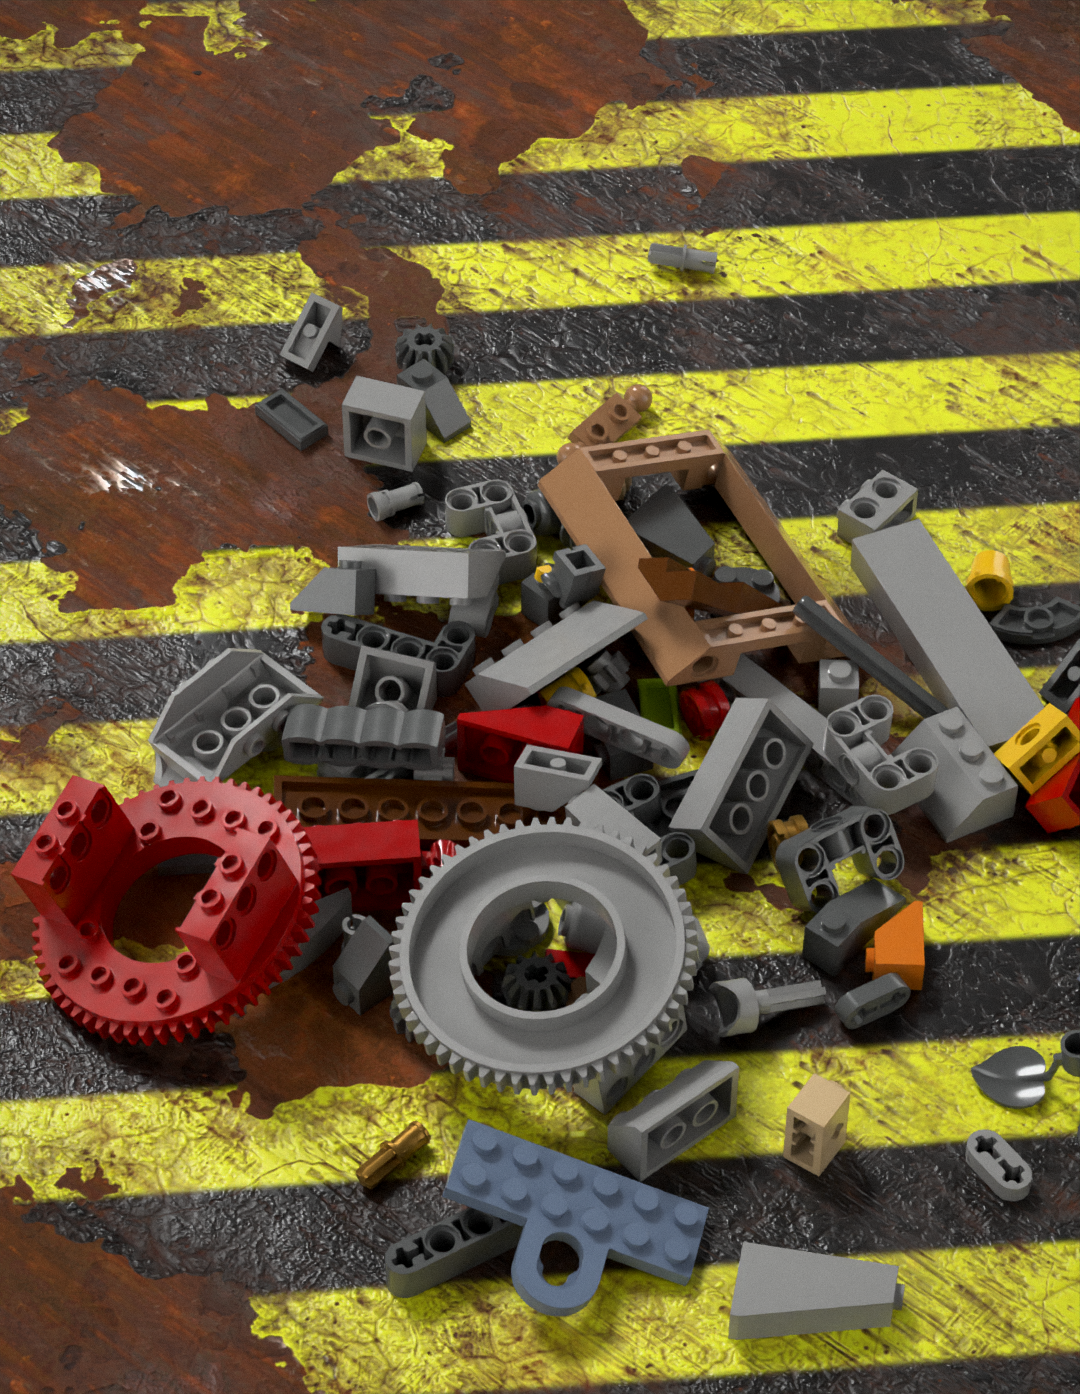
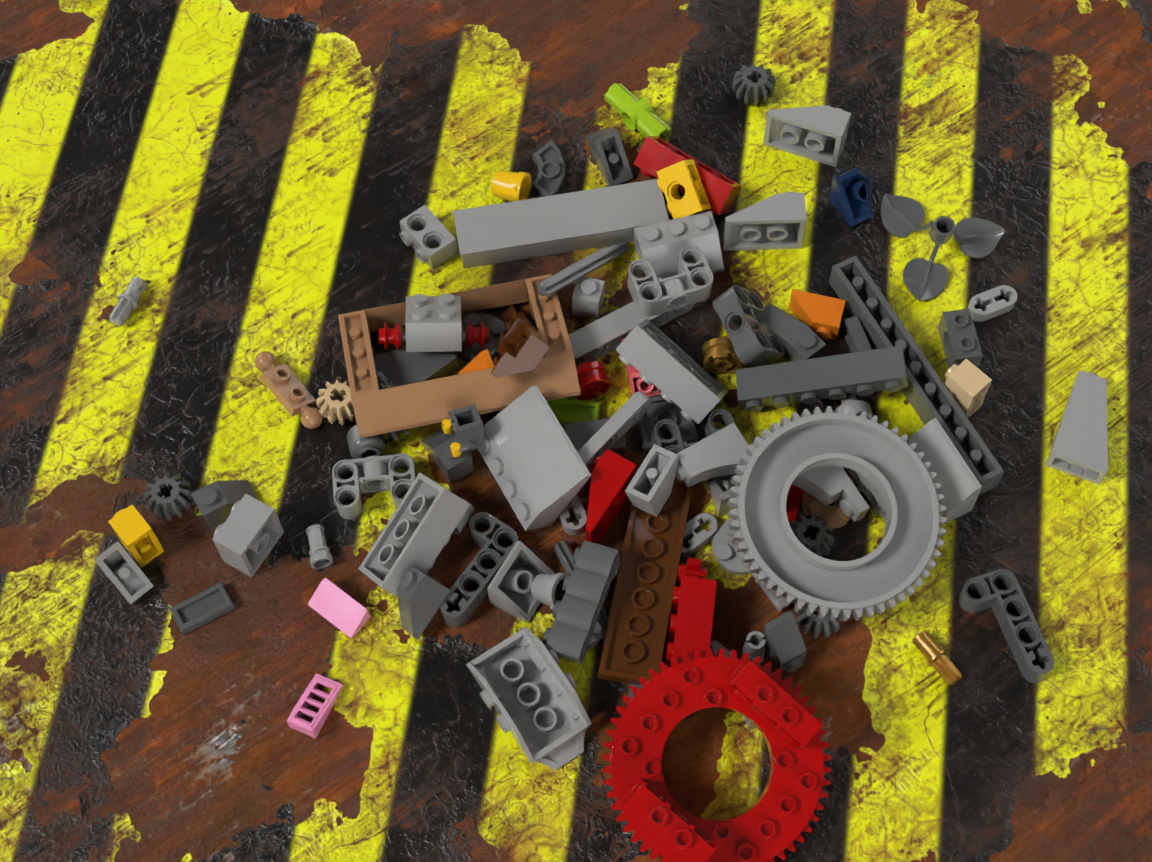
camera: 75 degrees left, 15 degrees up
(168, 530) = (313, 728): none -> bright pink slope
(320, 538) = (339, 608): none -> bright pink slope
(358, 328) = (136, 535): none -> yellow brick
(574, 1204) = (1009, 548): sand blue plate -> none
(723, 523) = (433, 326): none -> light grey brick
(778, 950) = (821, 378): none -> dark grey brick
(841, 1054) = (925, 388): none -> dark grey brick
(908, 1121) = (959, 338): none -> dark grey brick
(1026, 860) = (767, 225): none -> light grey slope

